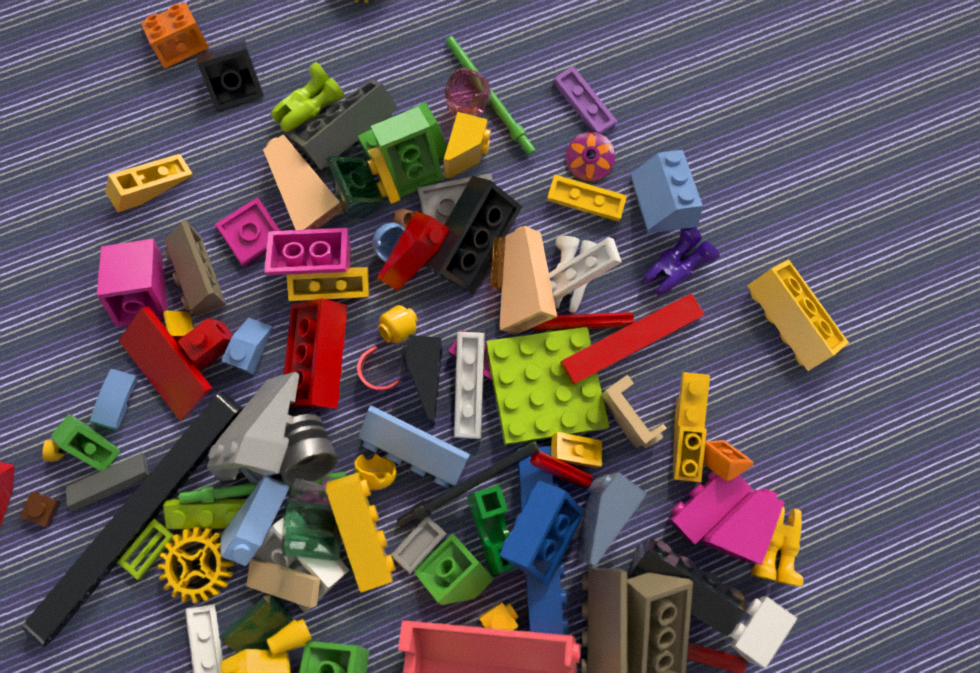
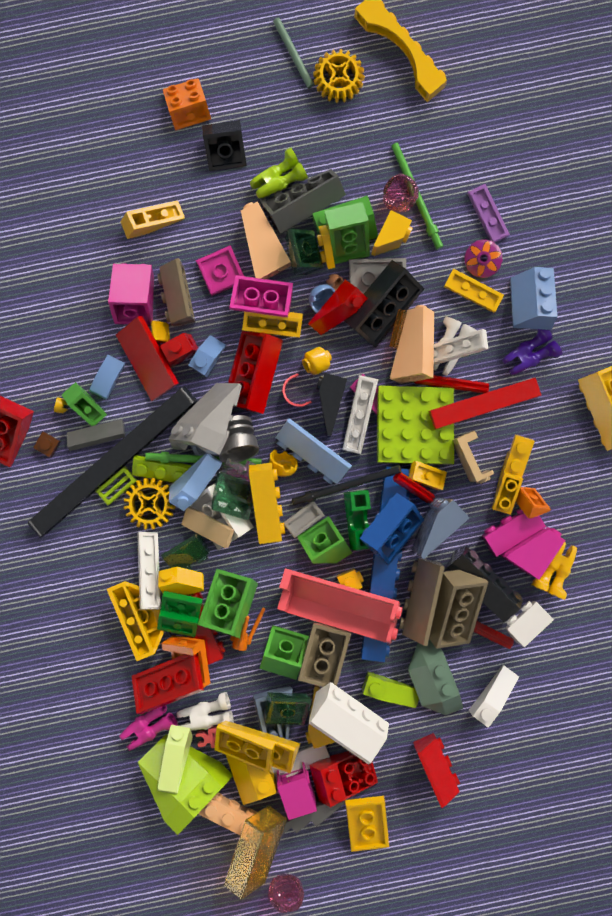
camera: 15 degrees right, 10 degrees up
(290, 637) = (207, 564): yellow cone -> none

